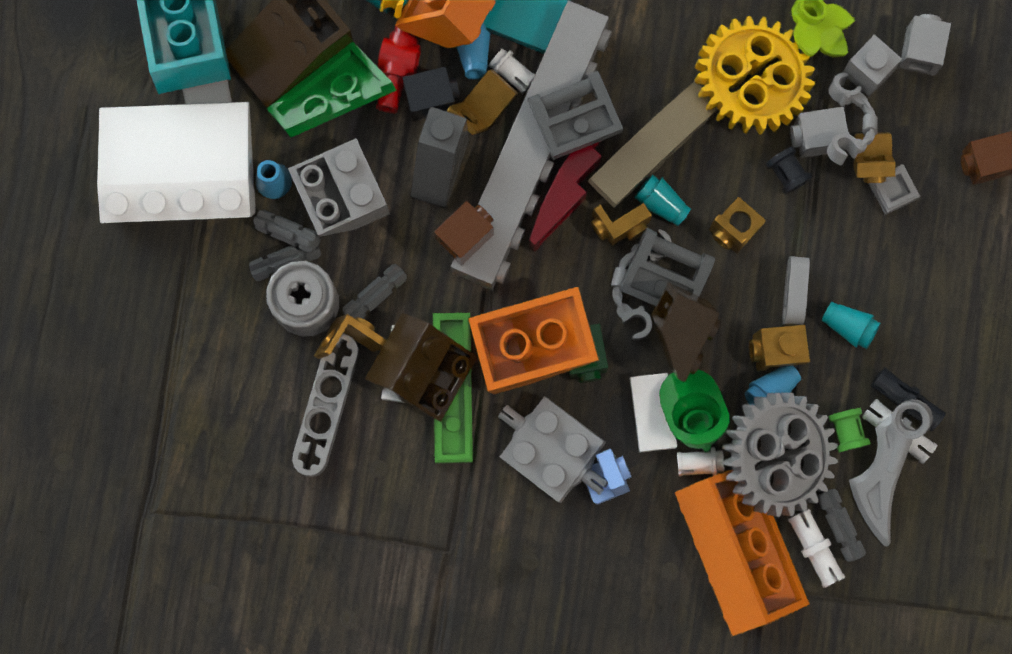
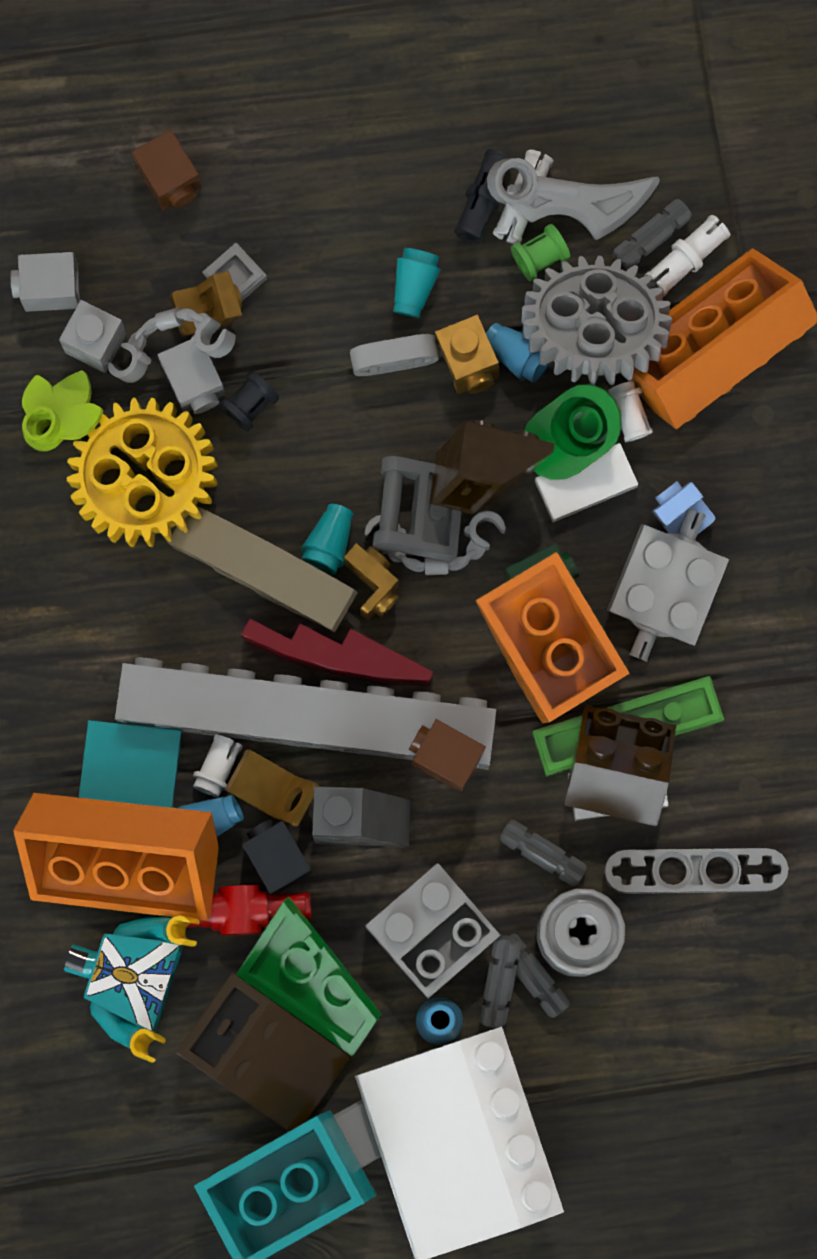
camera: 110 degrees left, 0 degrees up
(357, 328) = (600, 874): pearl gold bracket -> none
(580, 125) = (273, 654): dark grey plate -> none
(728, 235) = (350, 450): pearl gold bracket -> none

